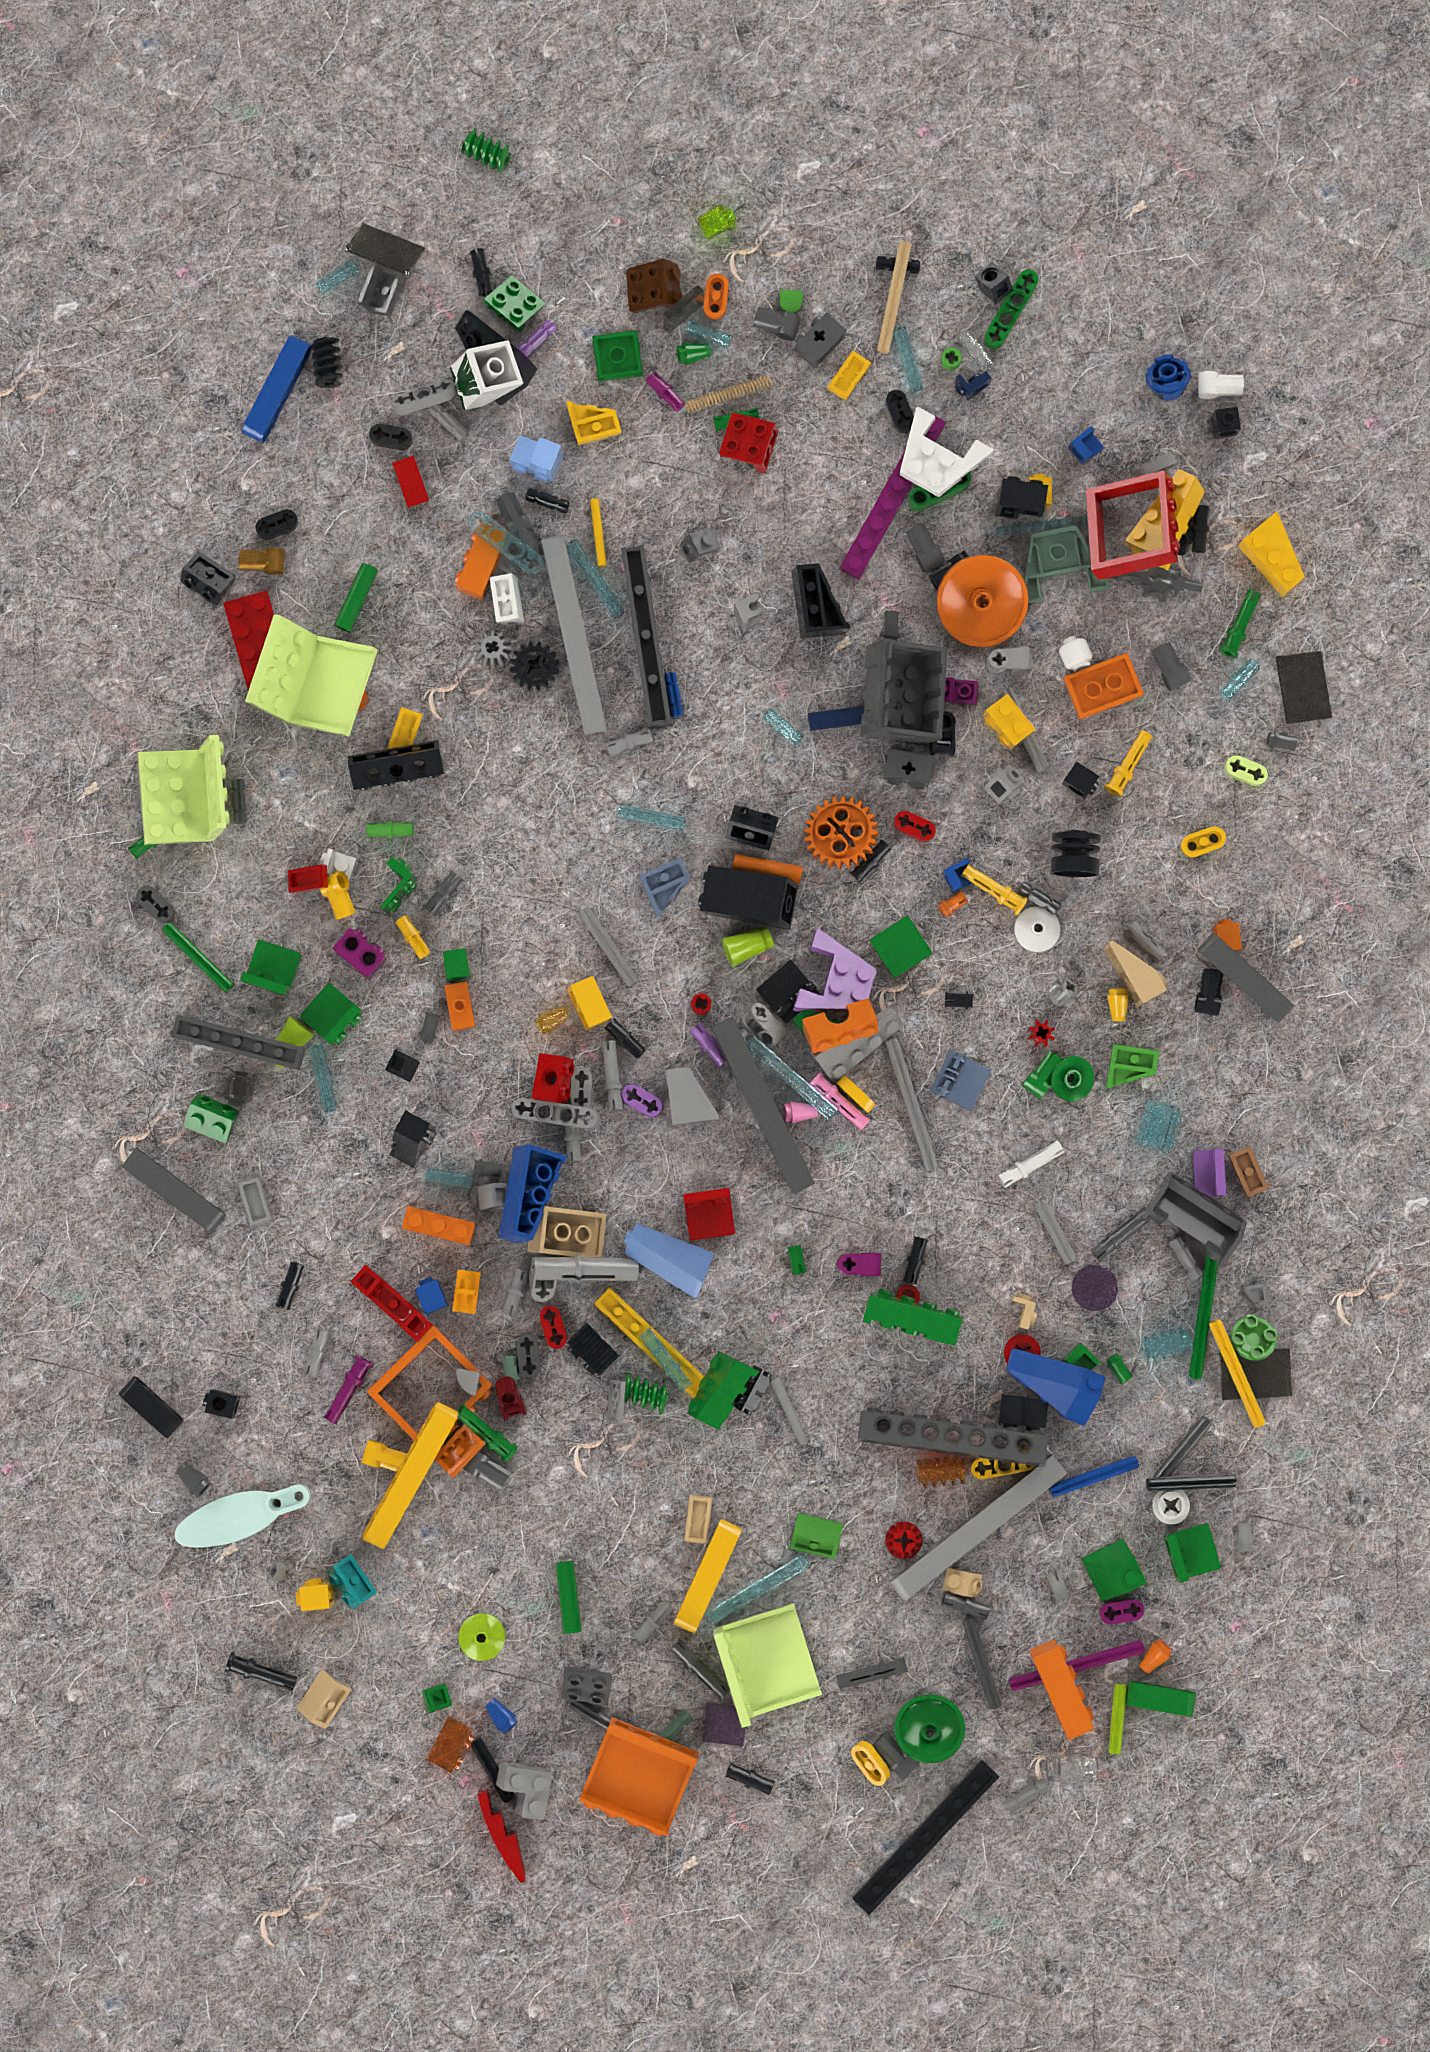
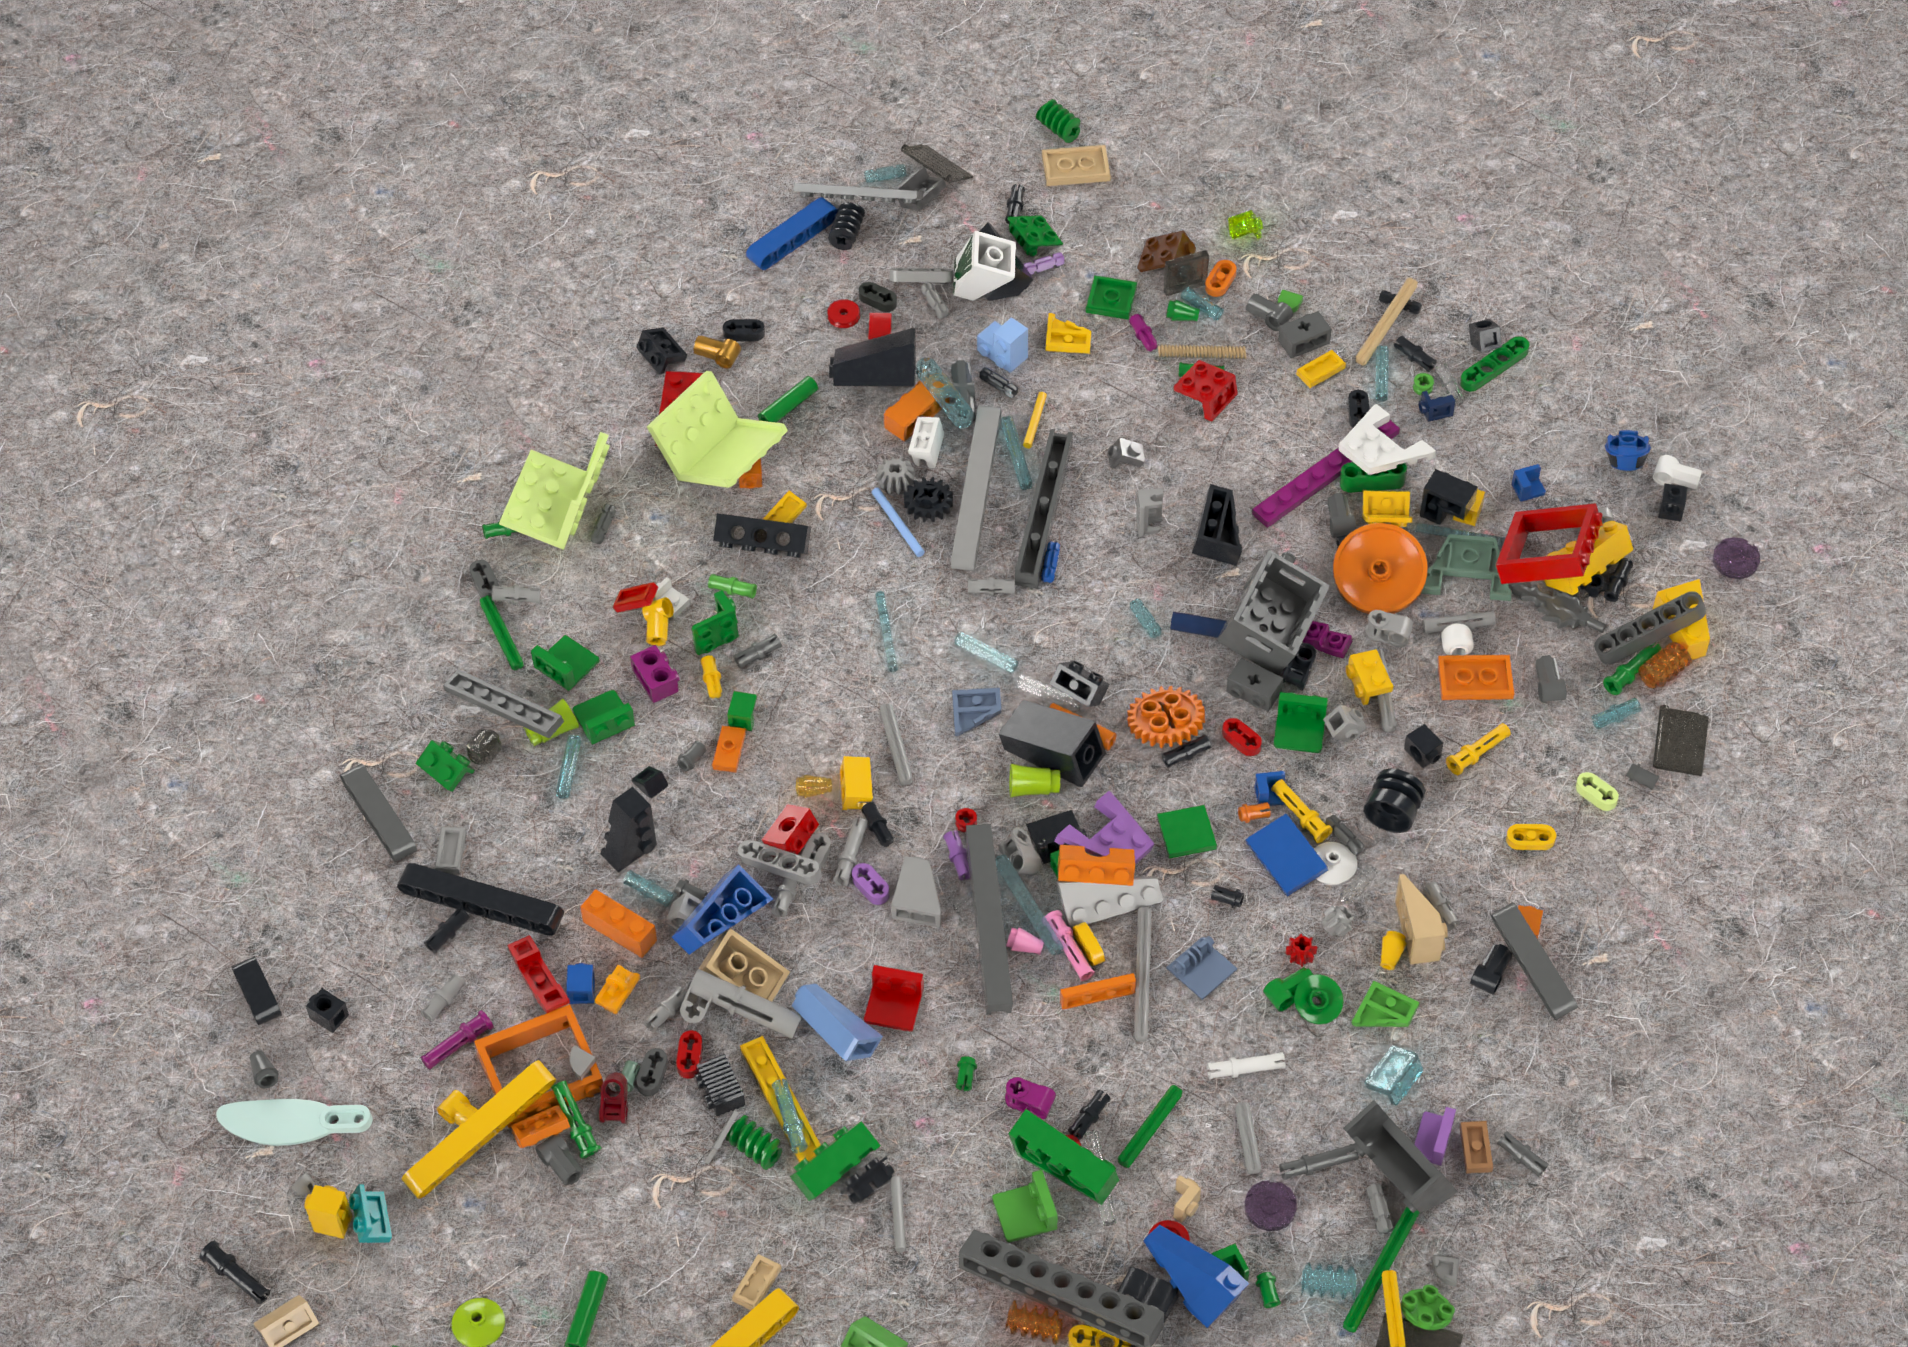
camera: 25 degrees right, 30 degrees down
(193, 913) = (515, 594): none -> light grey pin
(305, 1244) = (480, 899): none -> black beam
(325, 317) = (867, 193): none -> plate
(361, 459) = (843, 306): none -> red piece
(424, 528) = (877, 361): none -> black slope
(514, 699) = (897, 521): none -> light blue bar
(522, 198) = (1076, 165): none -> tan tile
(550, 824) = (886, 631): none -> clear light blue bar
(881, 1139) = (1097, 991): none -> orange tile
(894, 1371) = (1026, 1209): none -> bright green bracket
(932, 324) = (1415, 353): none -> black pin
(963, 796) = (1300, 722): none -> green bracket
(966, 529) = (1386, 507): none -> yellow bracket
(969, 1251) = (1150, 1126): none -> green axle
(996, 938) = (1286, 854): none -> blue tile
(1077, 625) = (1486, 619): none -> light grey pin
(1259, 583) = (1662, 627): none -> dark grey beam
(1268, 613) = (1664, 665): none -> clear orange piece
(1288, 1164) = (1522, 1153): none -> dark grey pin
(1298, 462) = (1736, 558): none -> clear purple tile

